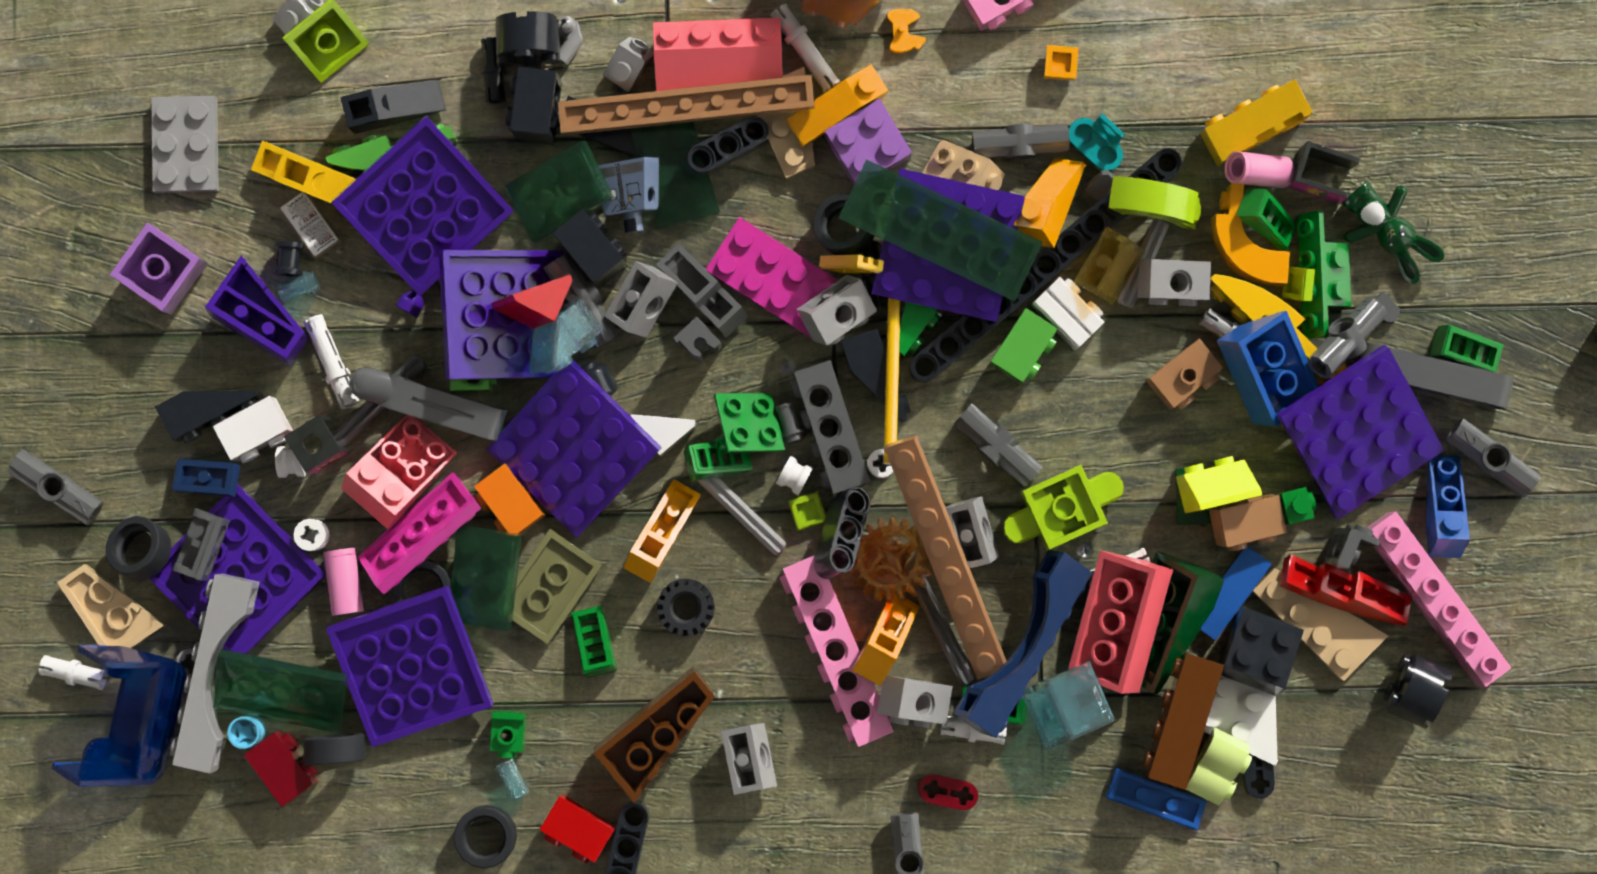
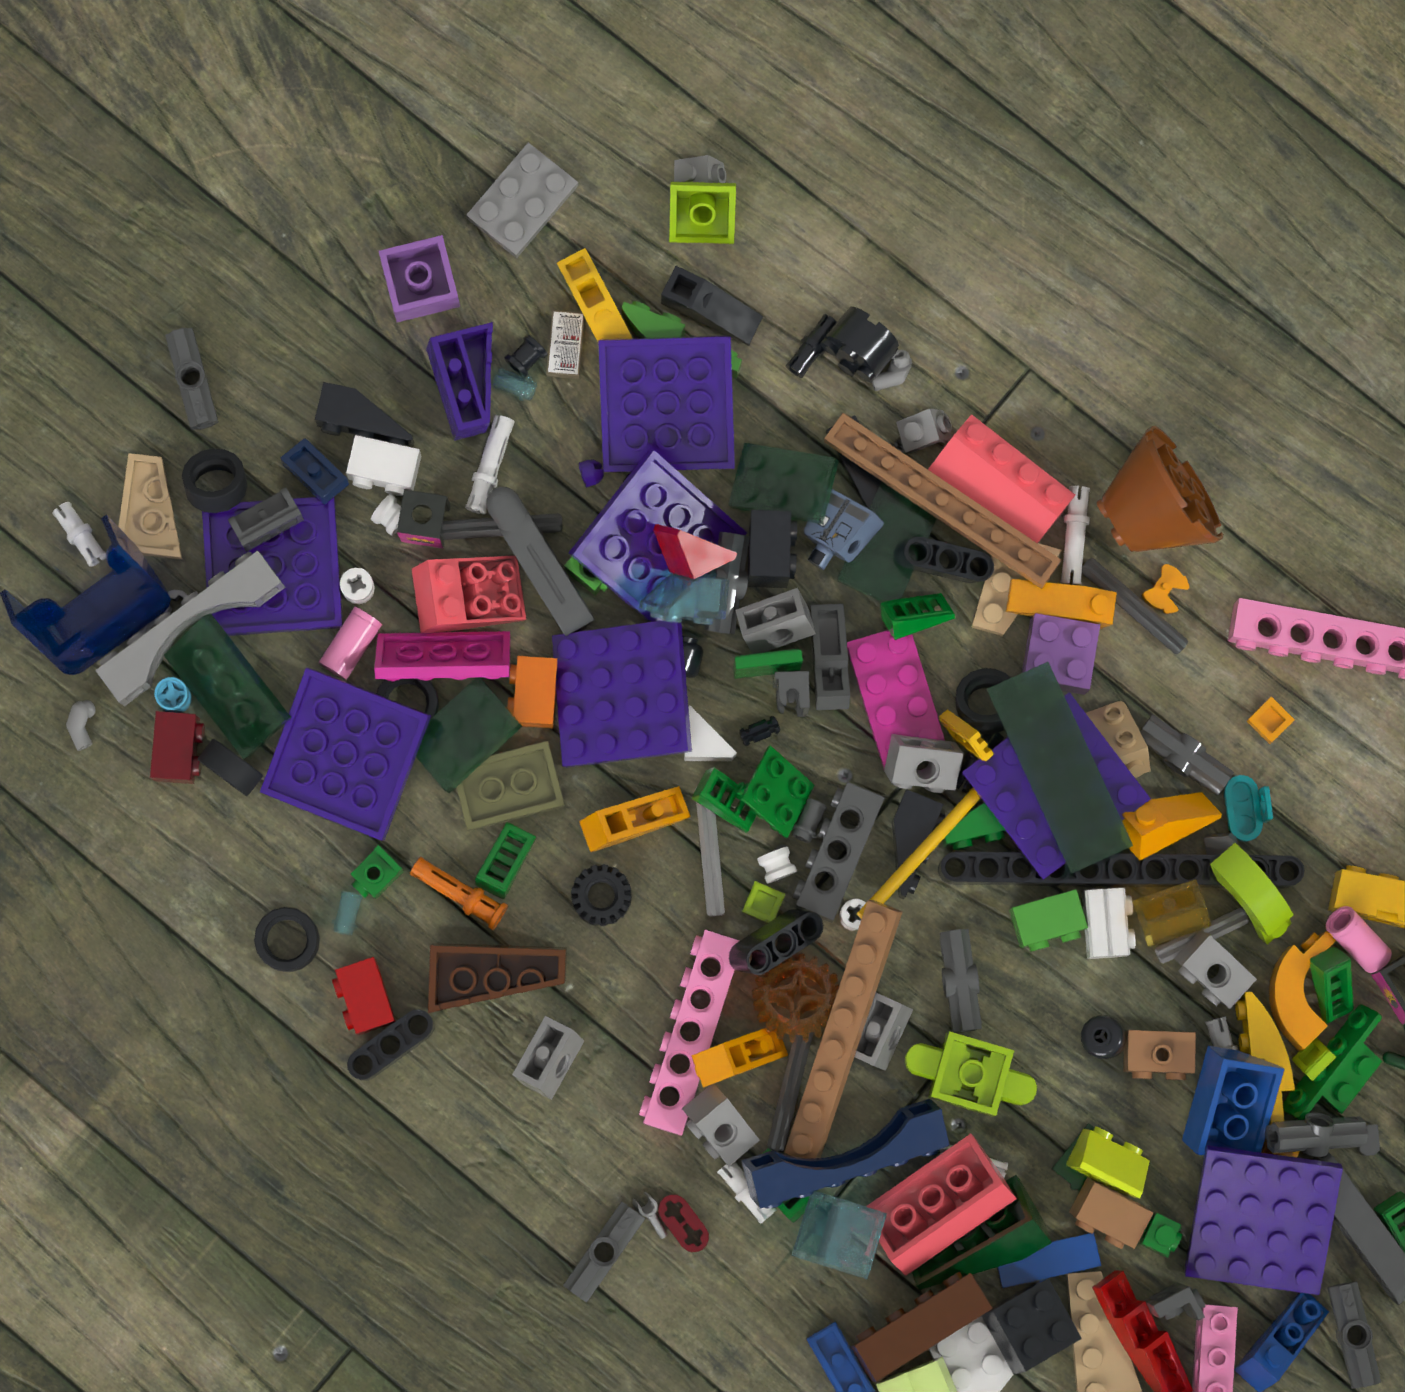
camera: 35 degrees right, 5 degrees down
(193, 811) = (76, 723): none -> light grey arm
(534, 105) = (822, 400): black brick -> none
(595, 691) = (472, 900): none -> orange pin
(661, 334) = (767, 663): none -> green tile
(697, 388) = (759, 731): none -> black piece
(731, 220) = (906, 616): none -> green slope
(892, 62) = (1135, 606): none -> dark grey axle
(915, 804) = (649, 1211): none -> light grey hand
(1144, 390) = (1112, 1045): none -> black head

